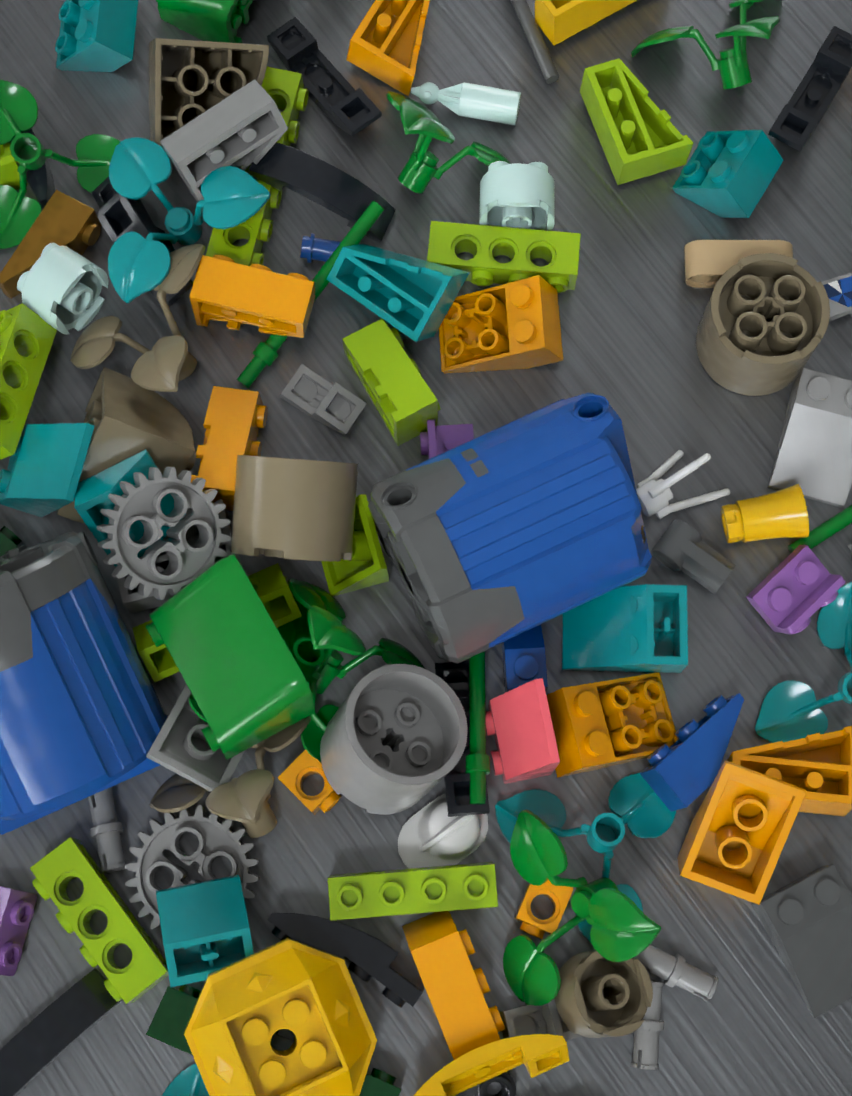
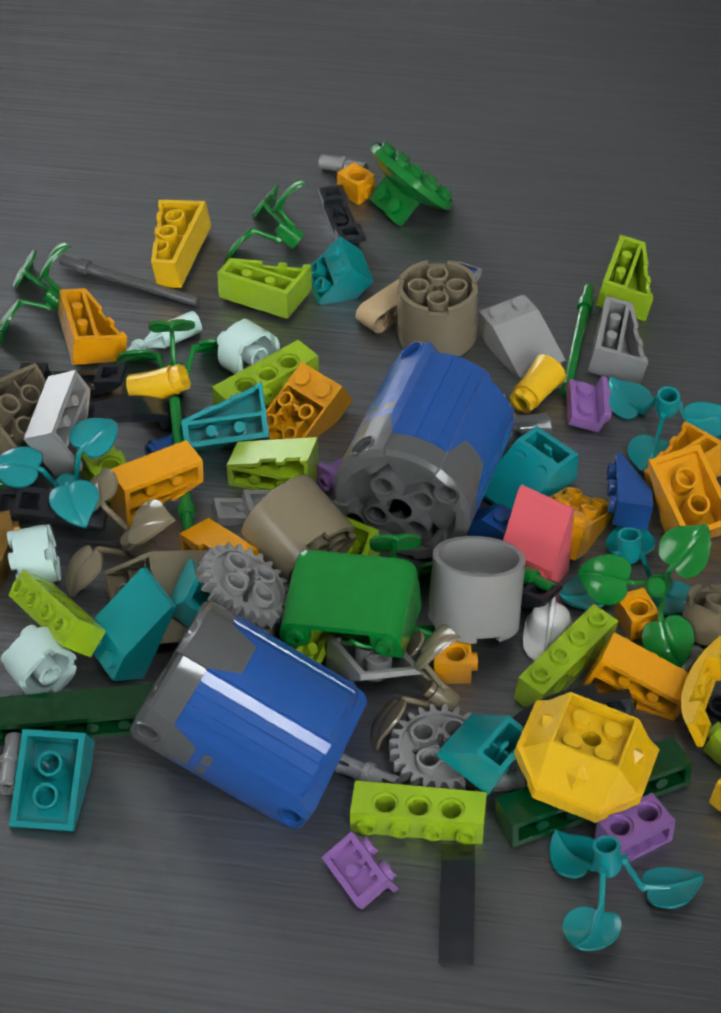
camera: 45 degrees left, 30 degrees down
(380, 168) = (159, 382): none -> yellow plant

